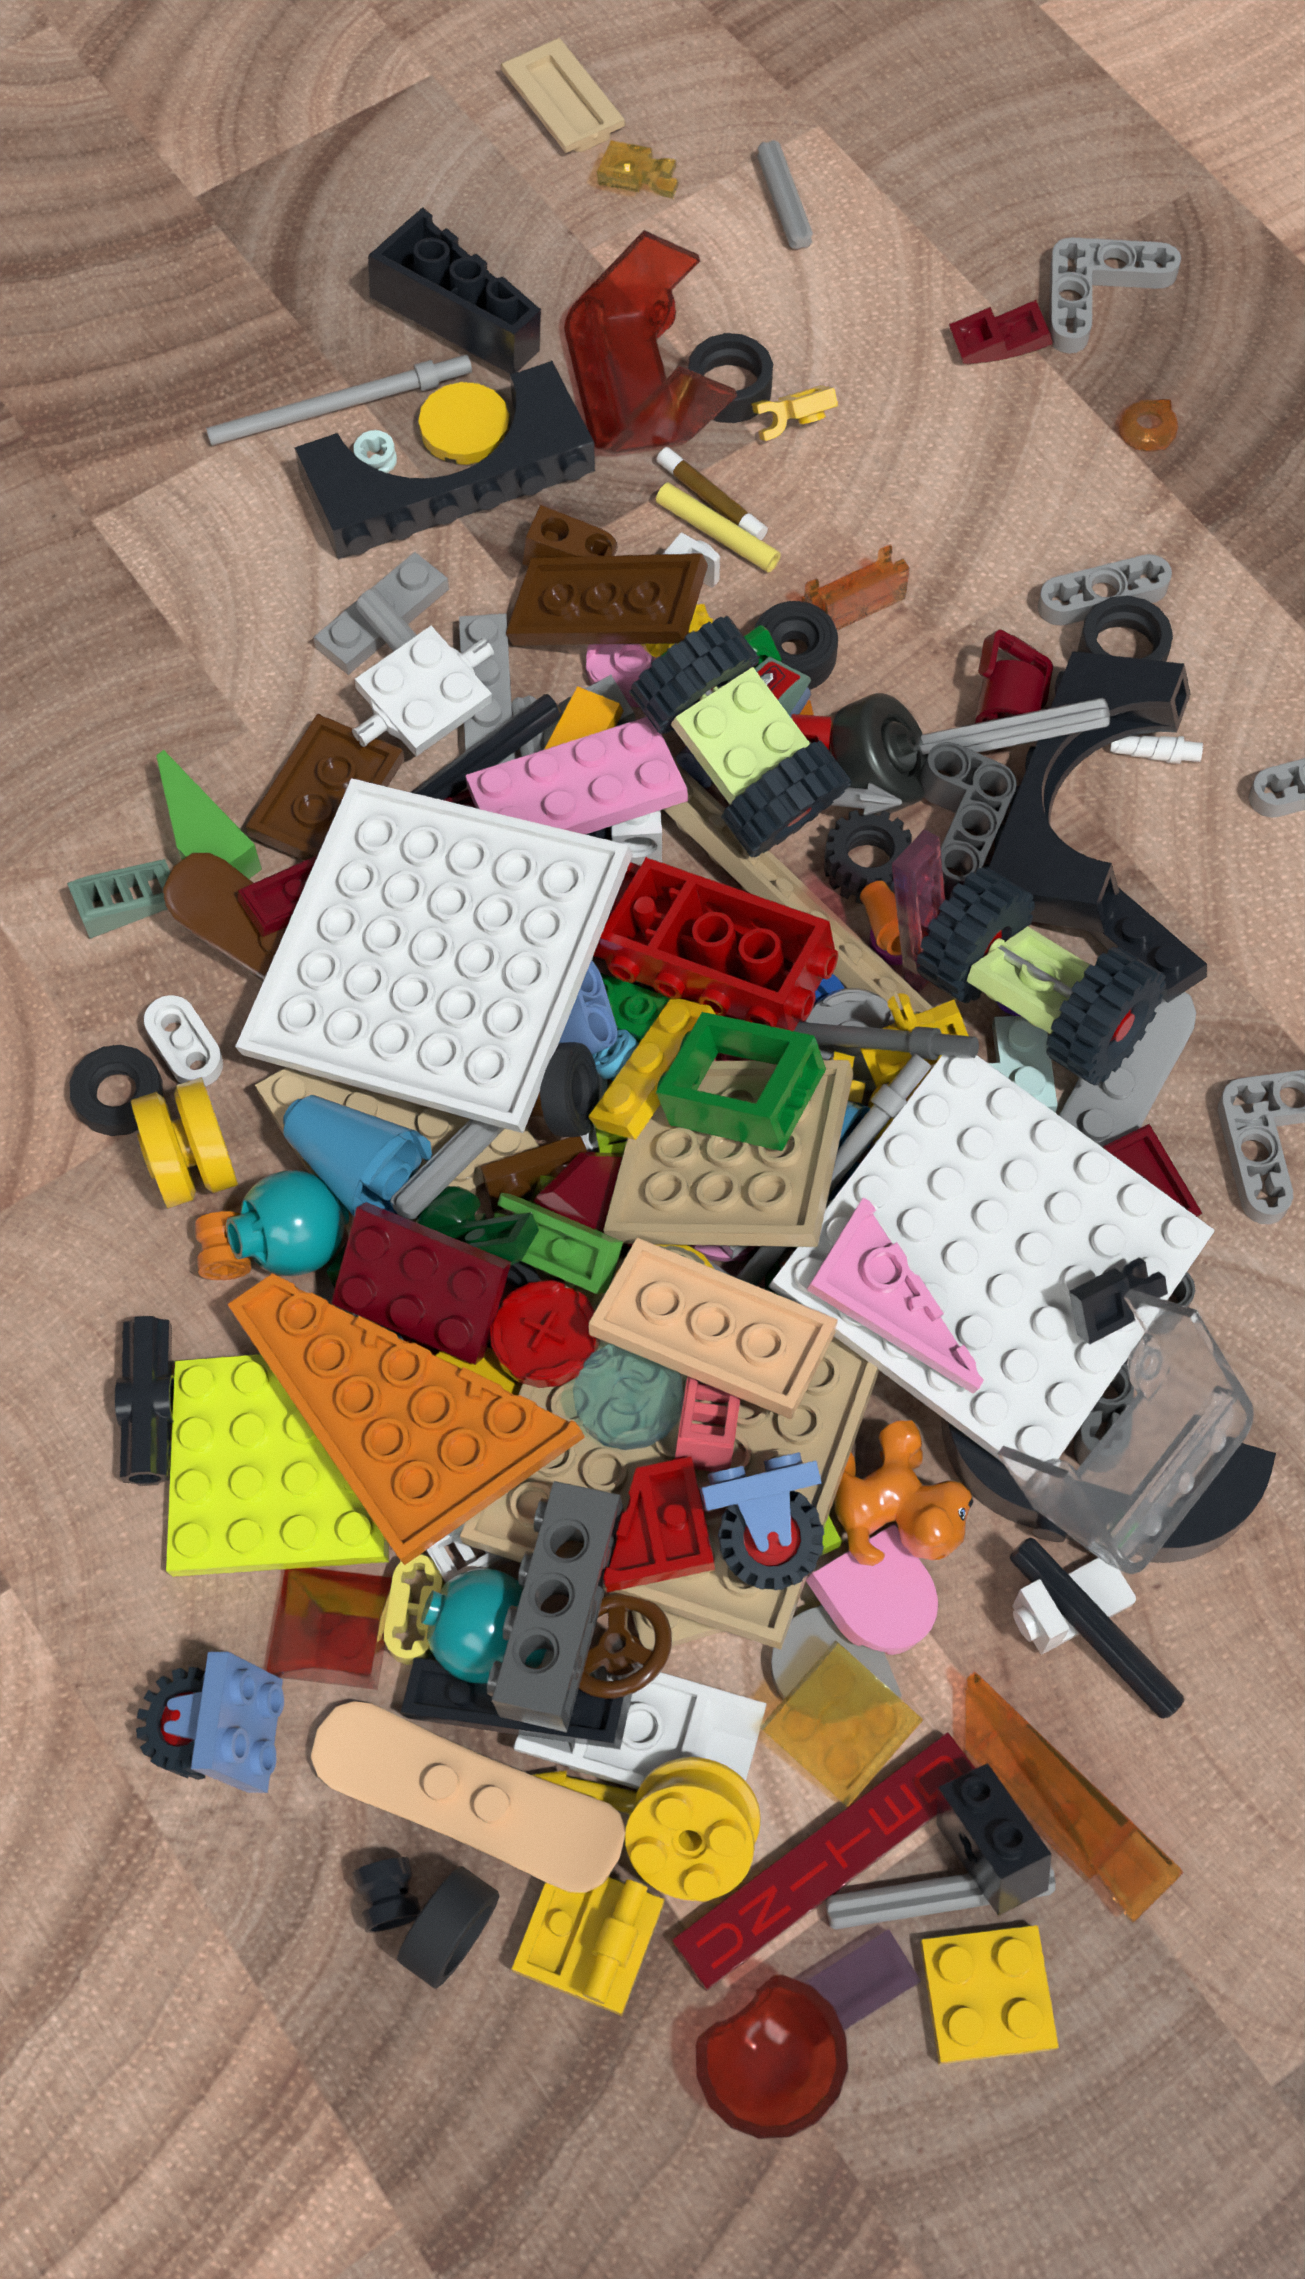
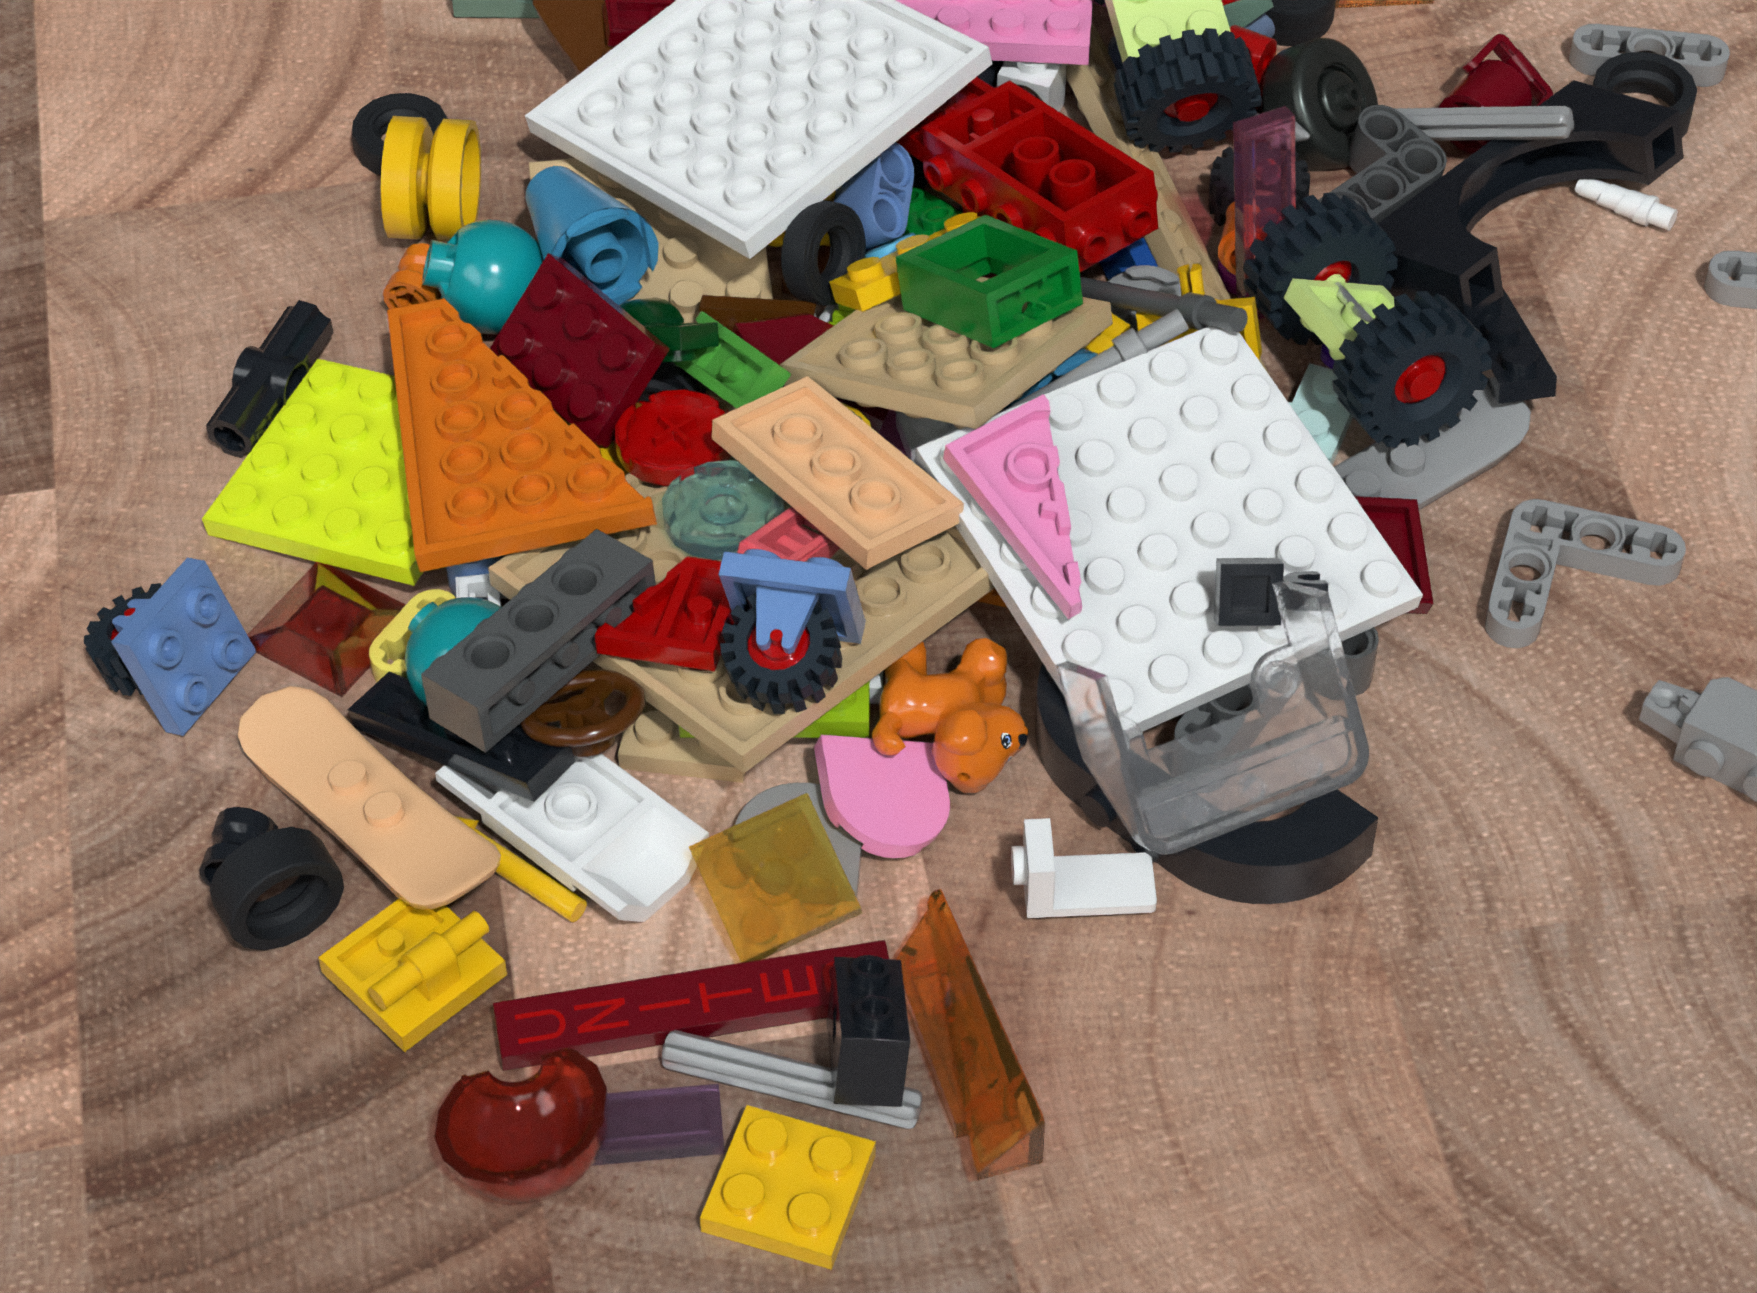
camera: 25 degrees right, 15 degrees down
(187, 1043) = (489, 102): white plate -> none
(443, 1168) = (675, 275): light grey axle -> none
(693, 1829) = (566, 899): yellow wheel -> none
(1098, 1629) = (1096, 907): black axle -> none

